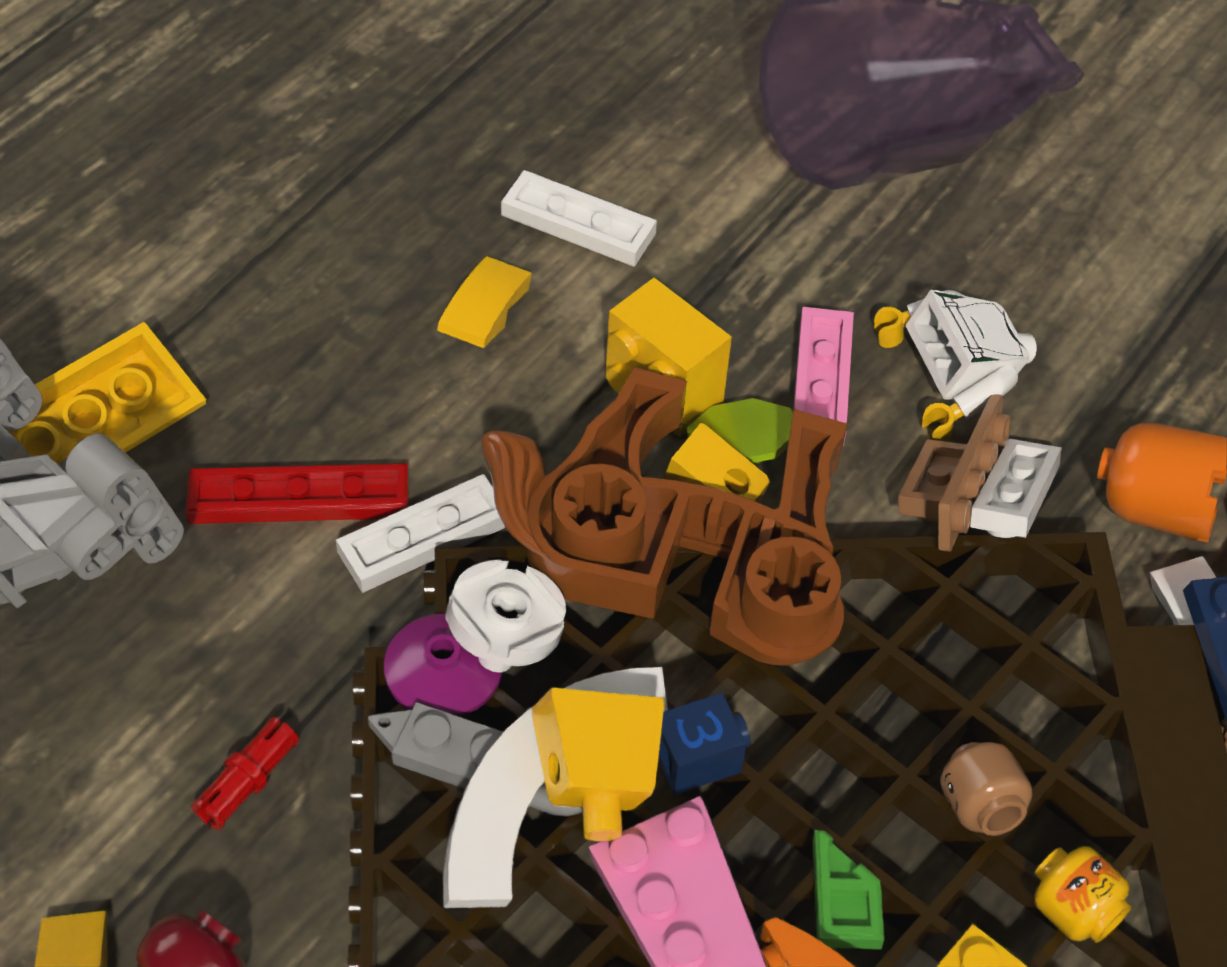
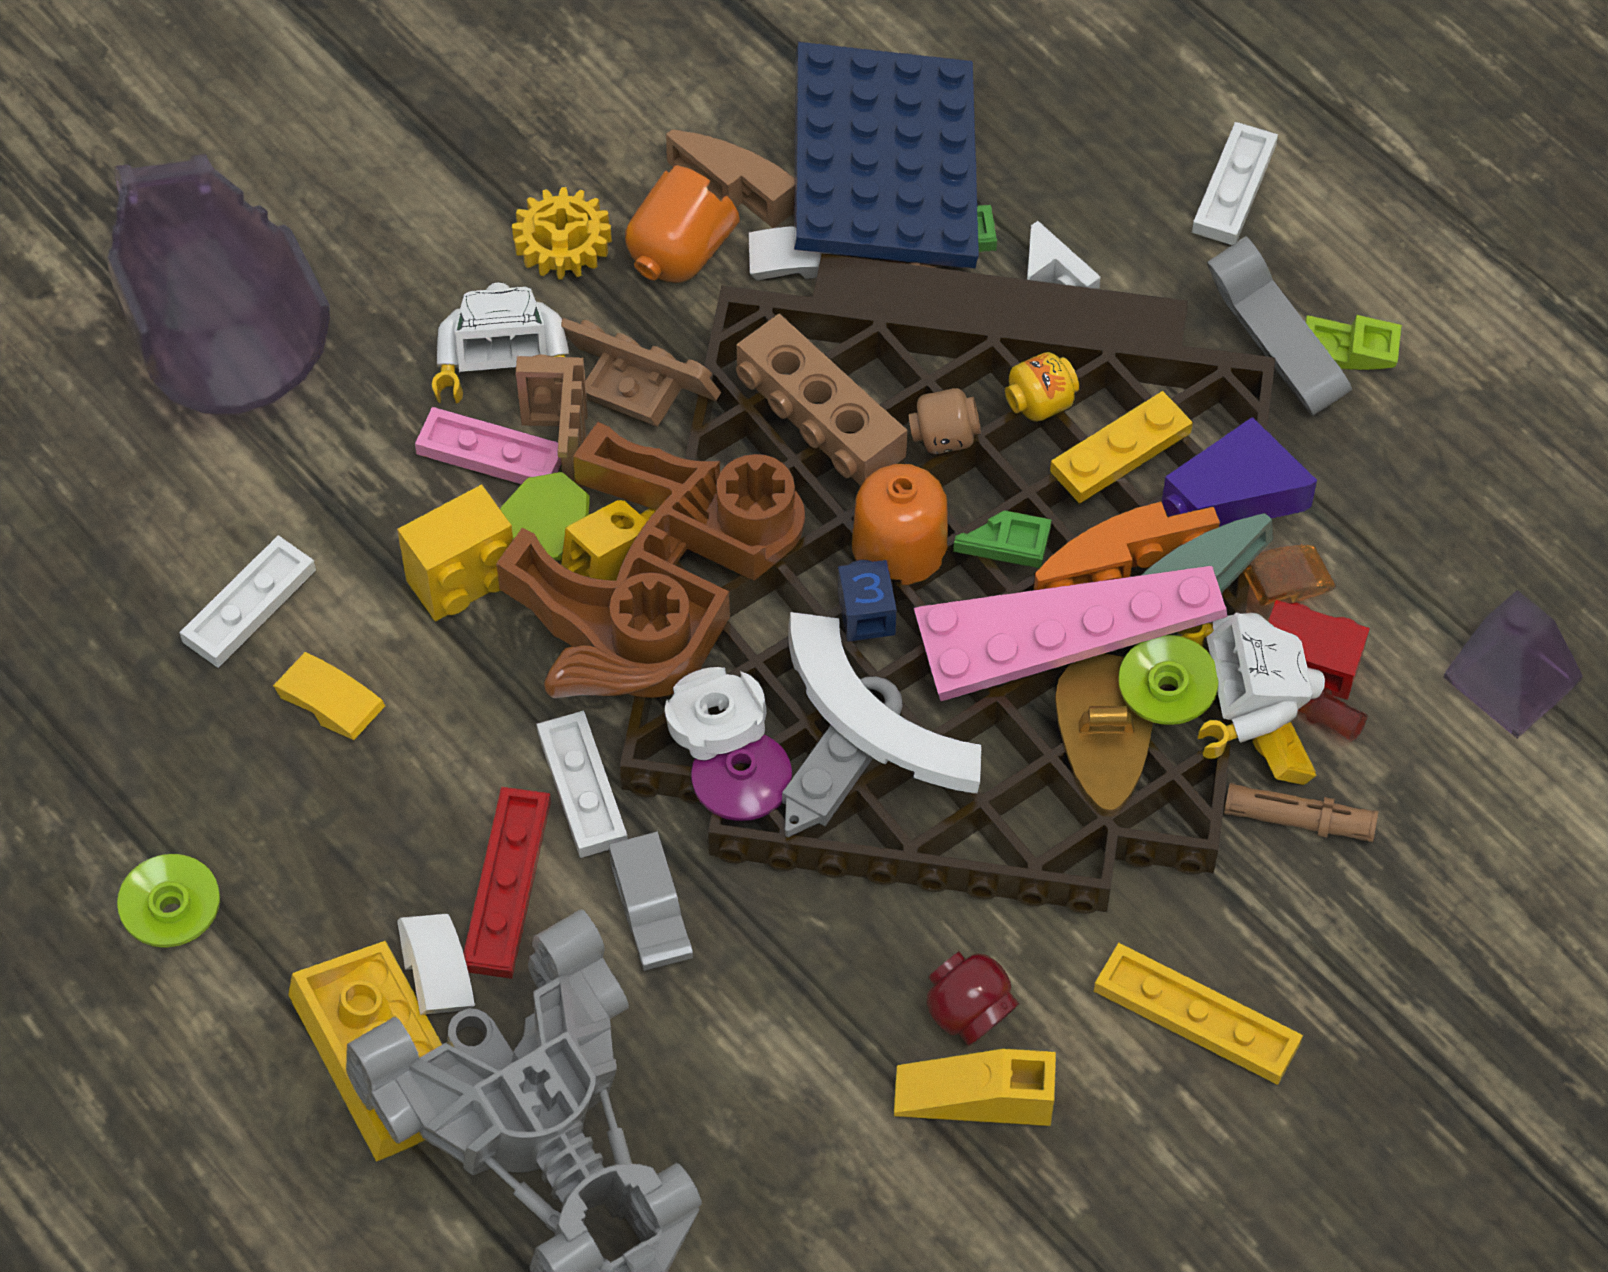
camera: 75 degrees left, 5 degrees up
(184, 440) = (437, 962): none -> white slope
(224, 222) = (164, 882): none -> lime dish
(245, 773) = (790, 951): red pin -> none
(286, 619) = (650, 900): none -> light grey piece
(598, 753) = (879, 658): yellow torso -> none
(810, 755) = (901, 520): none -> orange cylinder
(897, 406) = (555, 395): none -> medium nougat plate
(930, 717) = (814, 378): none -> medium nougat brick
(1015, 488) = (651, 326): white plate -> none
(1124, 382) = (561, 233): none -> yellow gear

